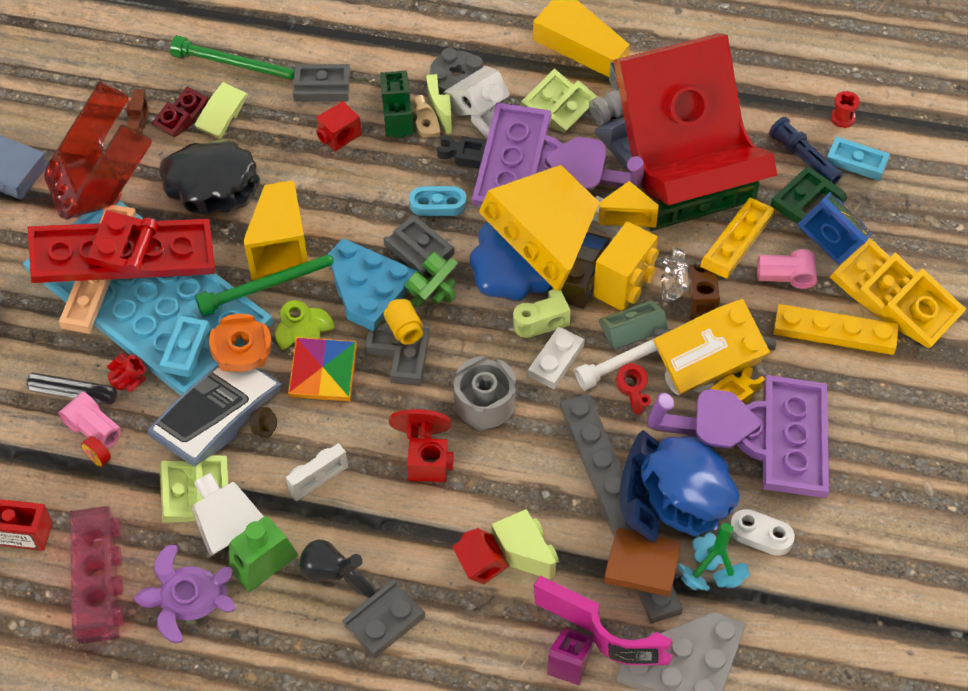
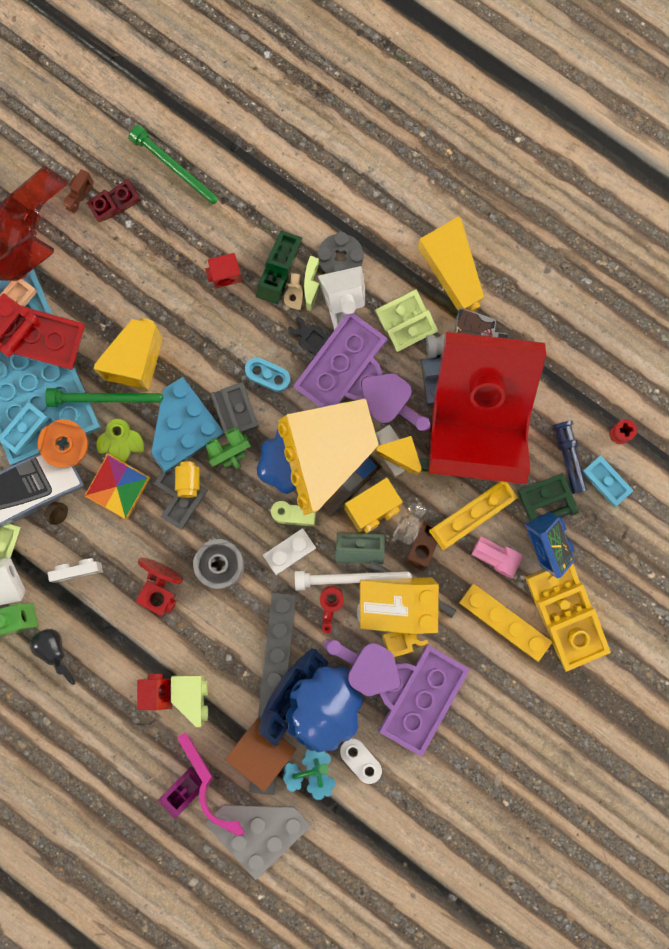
camera: 20 degrees right, 25 degrees up
(210, 176) = (105, 278): black piece -> none
(220, 110) = (143, 213): yellowish green slope -> none
(321, 82) = (231, 220): dark grey plate -> none
(383, 618) = (72, 704): dark grey plate -> none

